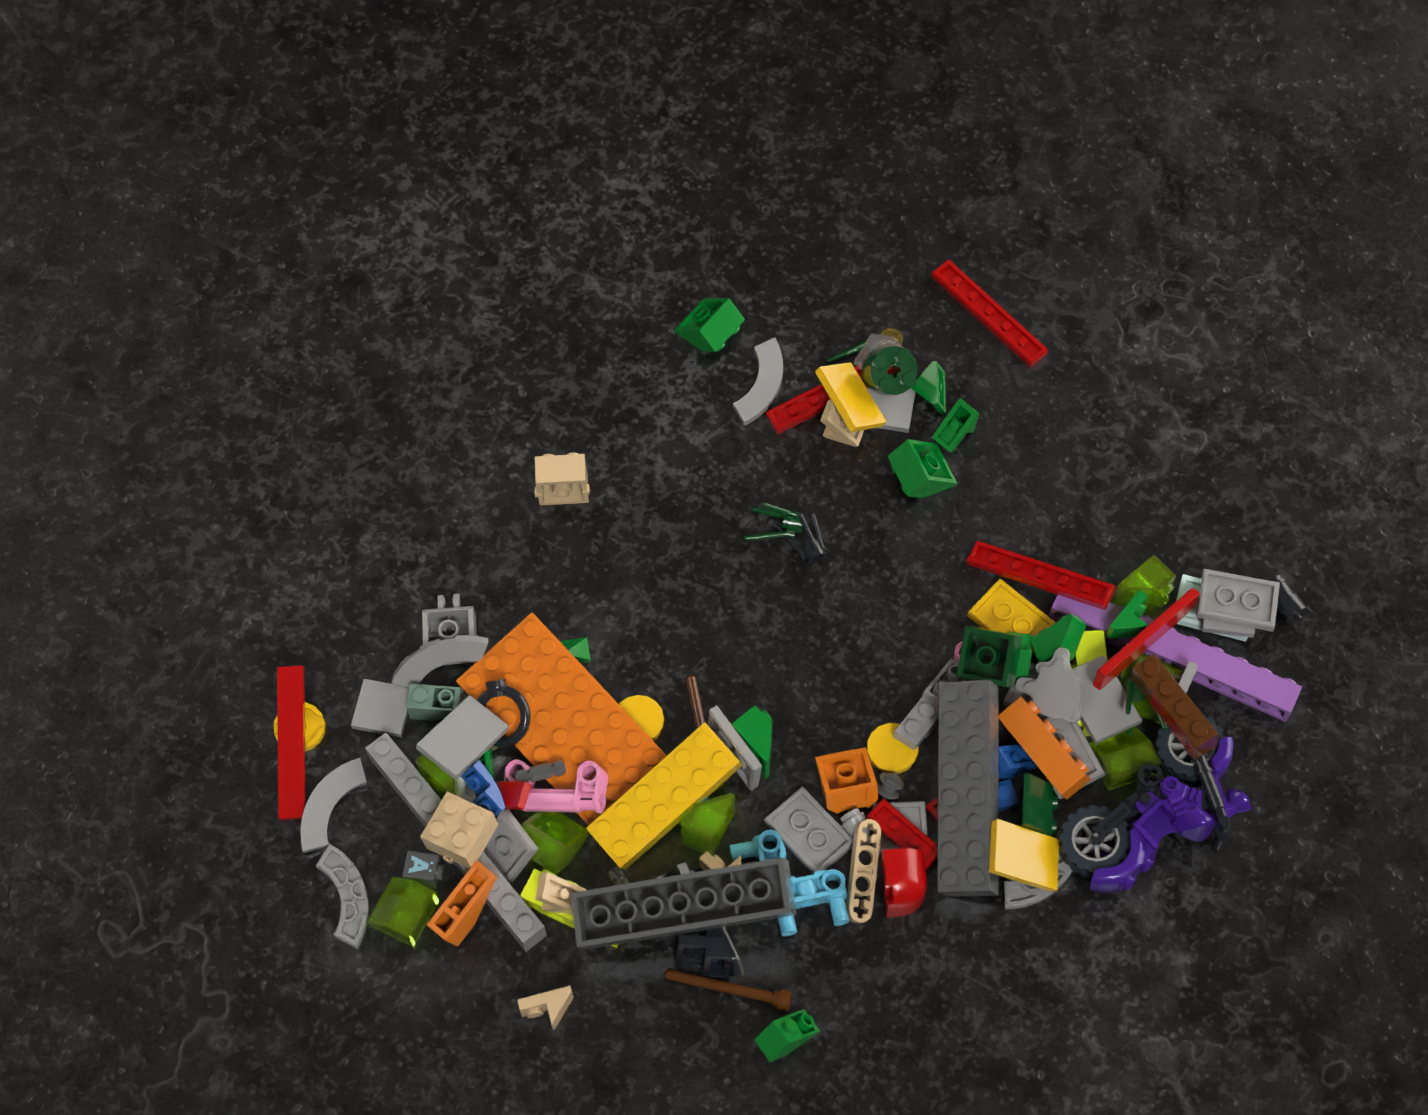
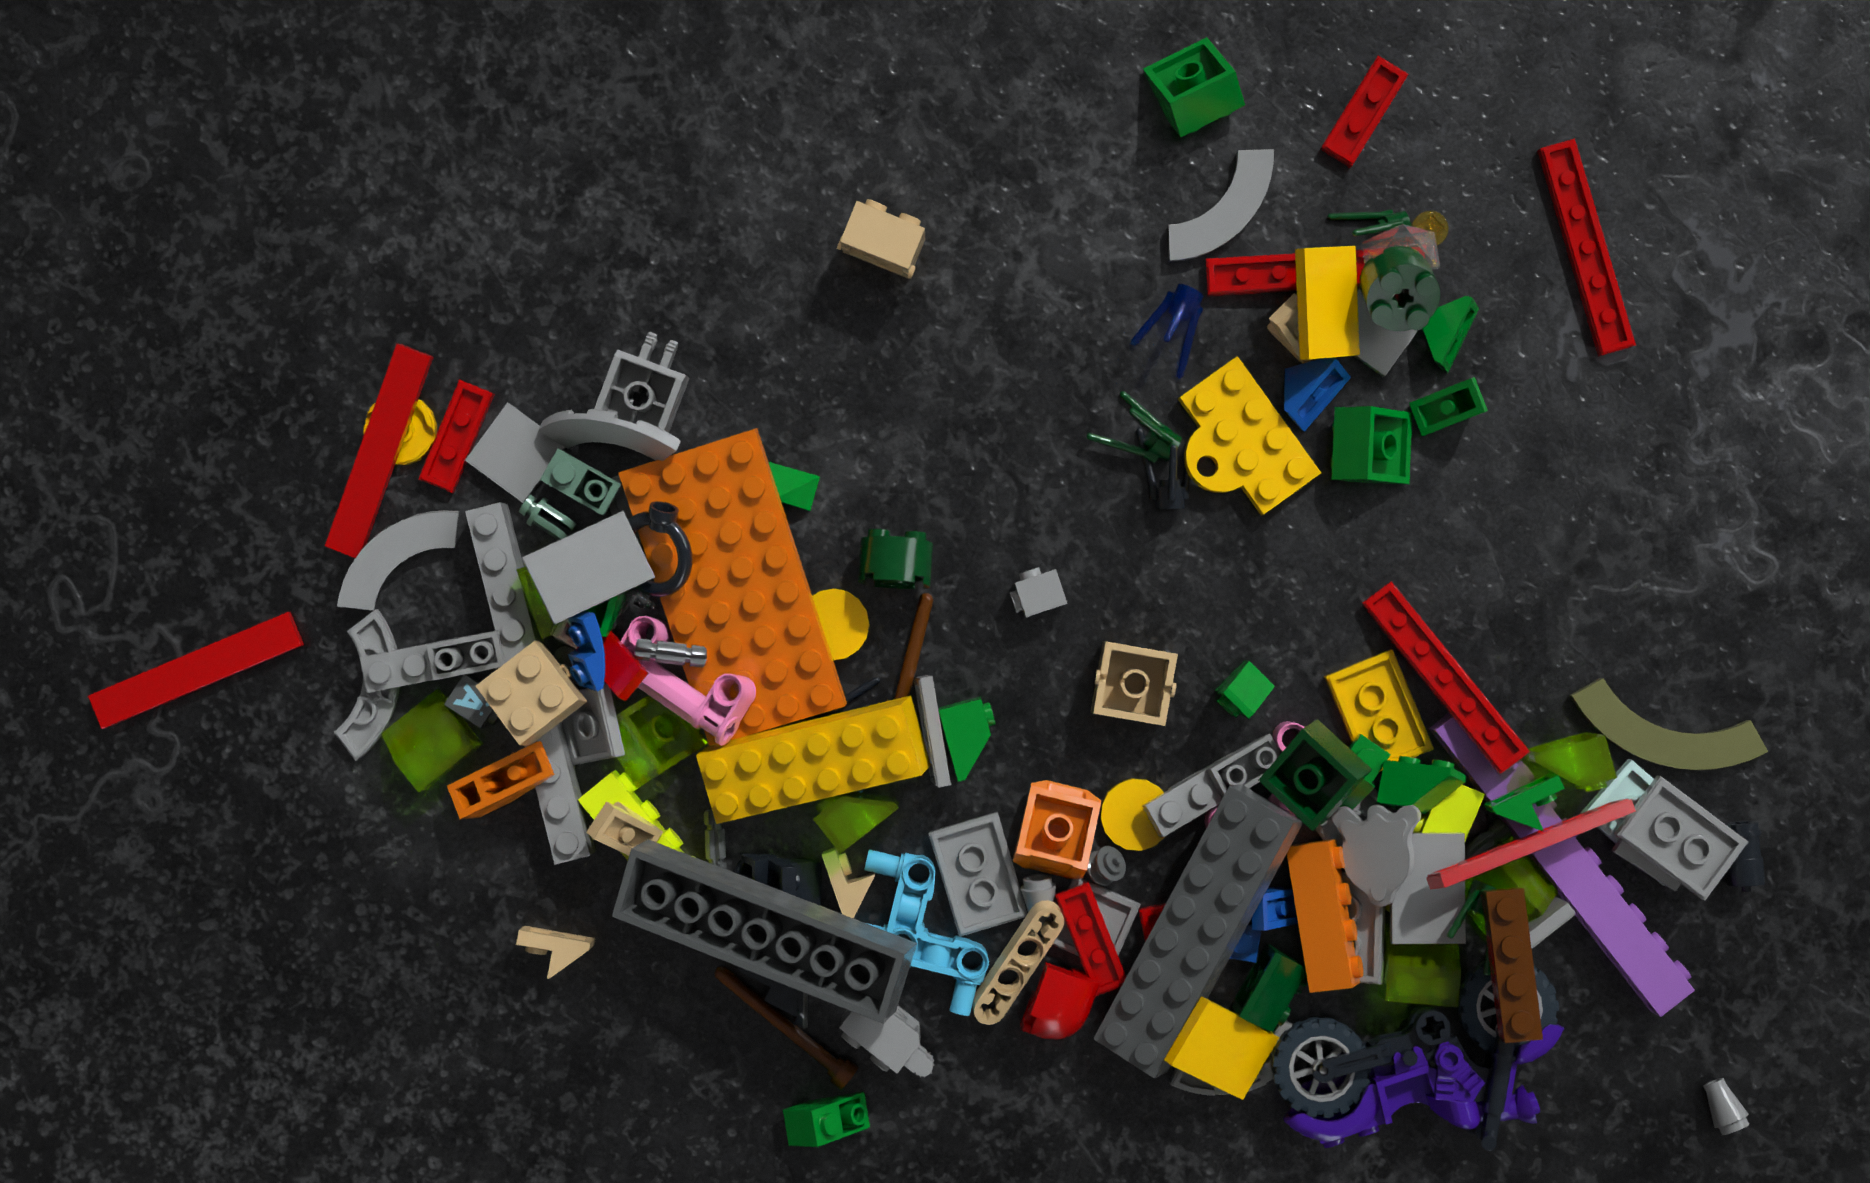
camera: 25 degrees right, 25 degrees up
(220, 939) = (196, 670): none -> red tile
(338, 715) = (456, 436): none -> red tile
(383, 855) = (432, 661): none -> light grey slope
(415, 733) = (535, 509): none -> sand green arm
(659, 658) = (895, 560): none -> dark green brick
(760, 641) = (1037, 592): none -> light grey brick
(765, 443) = (1182, 304): none -> clear blue plant
(798, 952) = (891, 1043): none -> light grey hinge
(817, 297) = (1364, 111): none -> red tile
(842, 501) = (1243, 439): none -> yellow plate
(848, 664) = (1134, 683): none -> tan brick
(869, 454) = (1311, 388): none -> blue slope
(919, 640) = (1243, 690): none -> green slope
(1193, 561) = (1661, 745): none -> olive tile
(1368, 755) = (1725, 1108): none -> light grey cone

